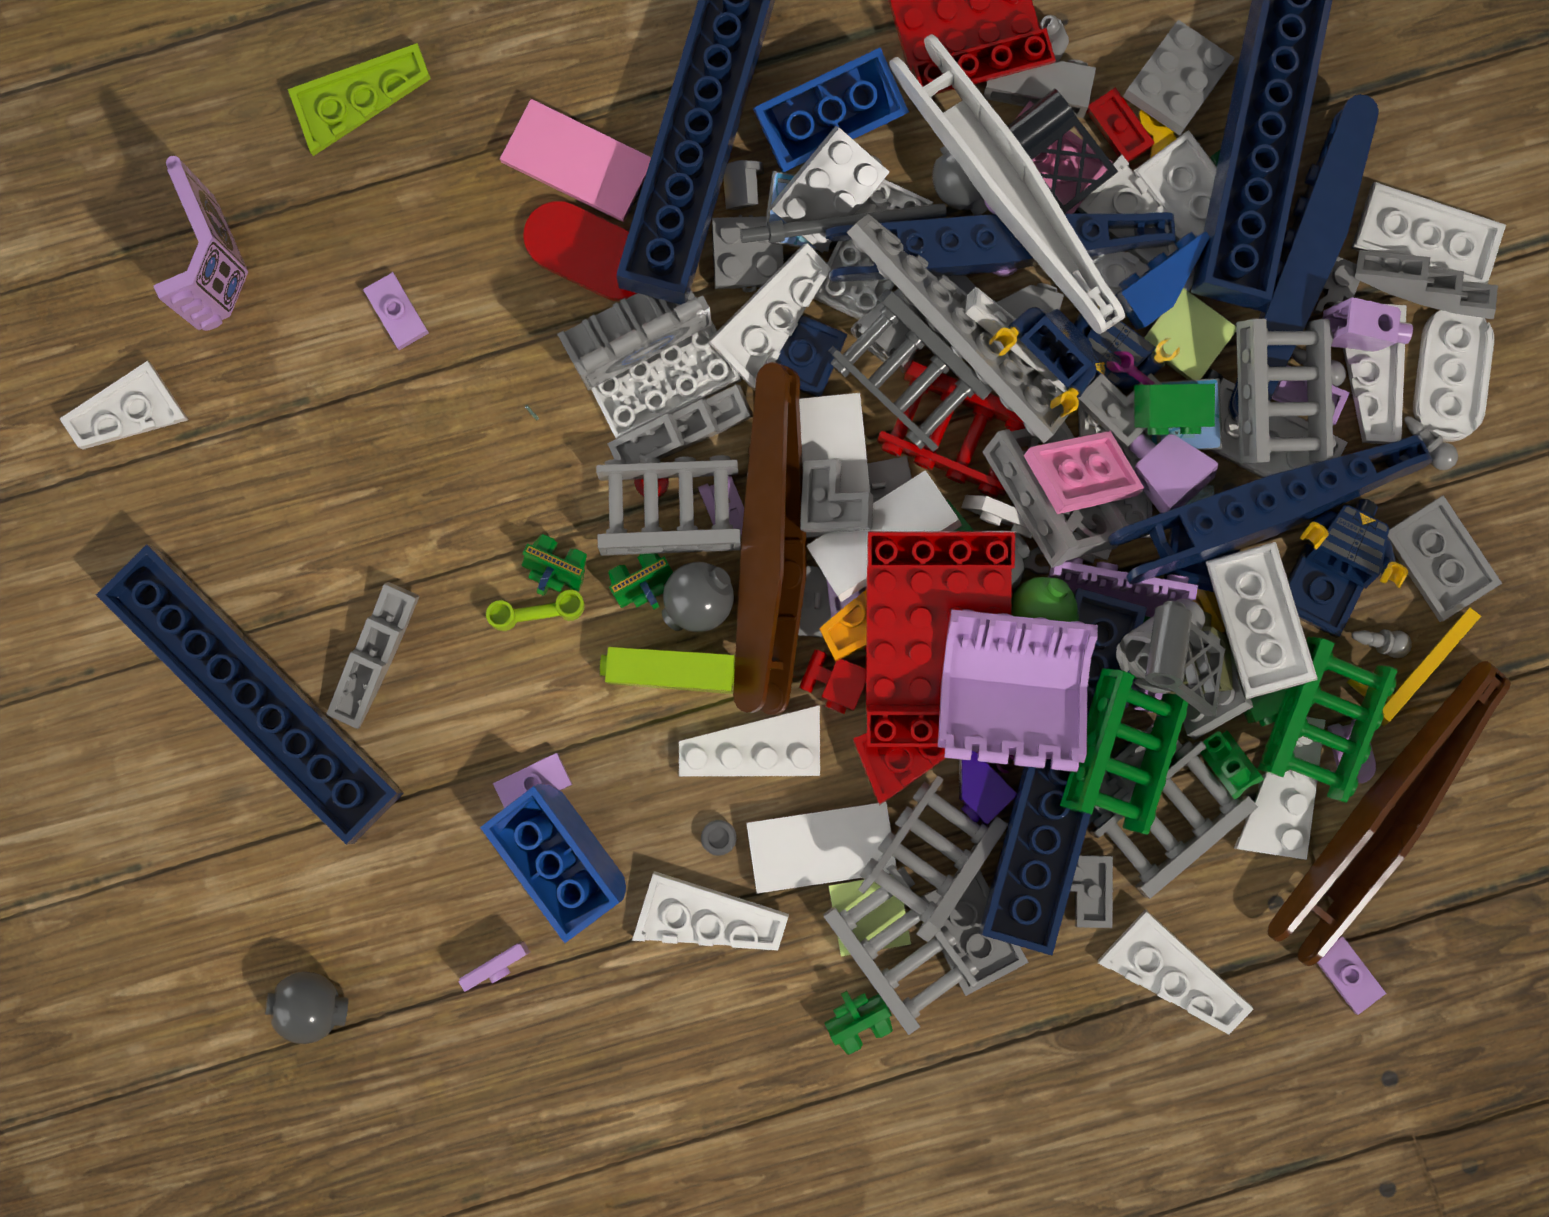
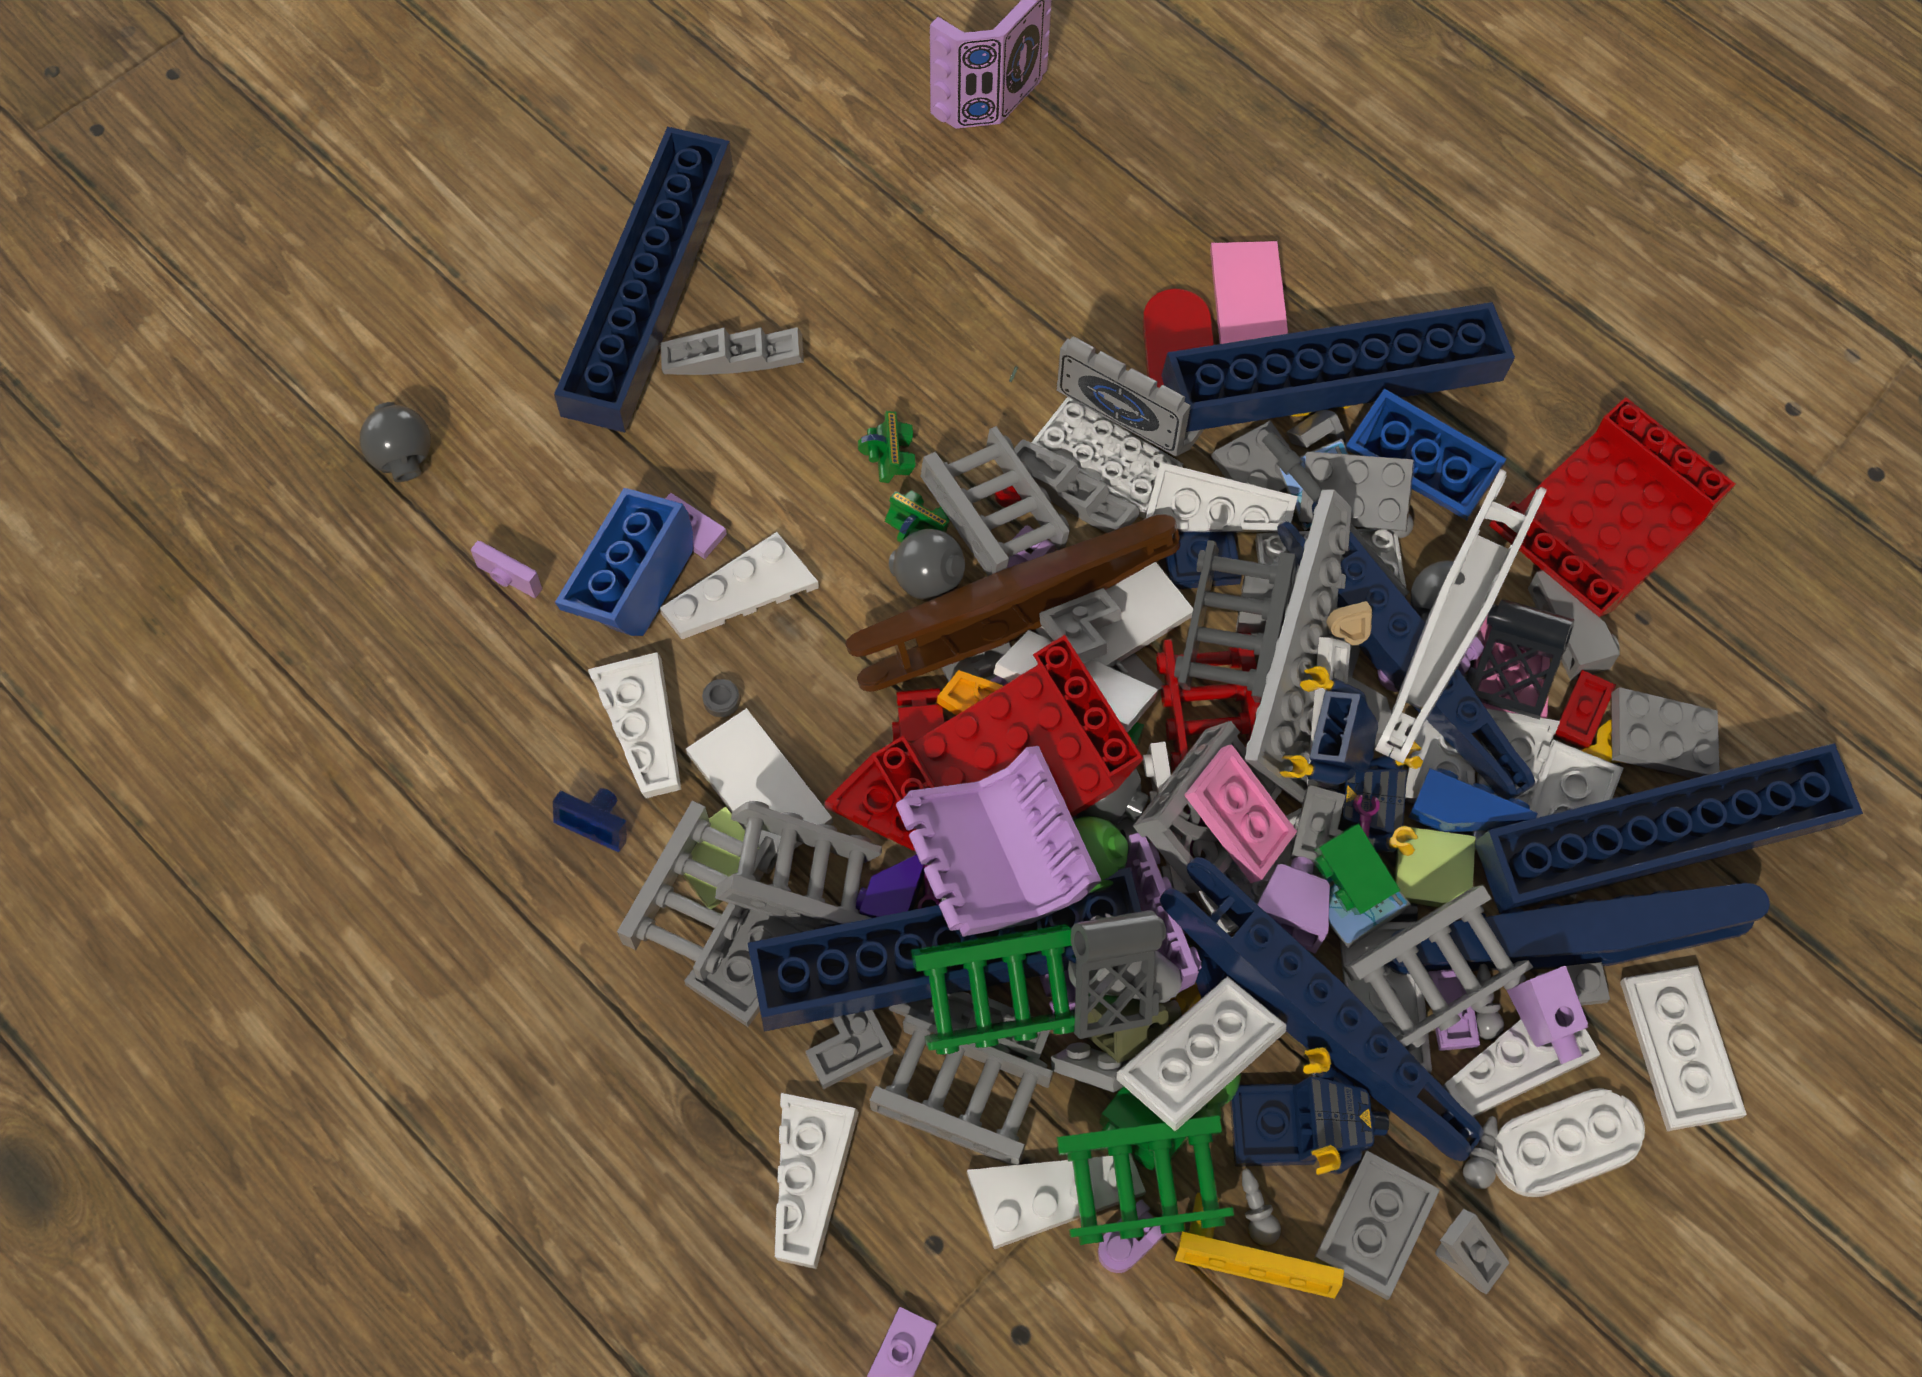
camera: 60 degrees right, 20 degrees down
(124, 409) = (833, 89): white wing -> none
(348, 98) = (1192, 122): lime wing -> none
(395, 311) = (1034, 235): lavender plate -> none
(503, 616) = (822, 434): lime bar -> none
(620, 758) = (748, 582): none -> white wing
(669, 669) = (849, 574): lime slope -> none
(761, 748) = (823, 693): white wing -> none
(777, 1001) = (592, 818): none -> clear blue tile
(856, 1017) = (596, 890): green hips -> none
(966, 278) = (1351, 623): none -> tan tile
(1057, 35) = (1625, 616): light grey arm -> none
(1230, 763) = (1047, 1111): green hips -> none
(1390, 816) = (1090, 1304): reddish brown piece -> none
(1432, 287) = (1630, 1054): light grey slope -> none
(1498, 501) = (1472, 1252): none -> light grey slope

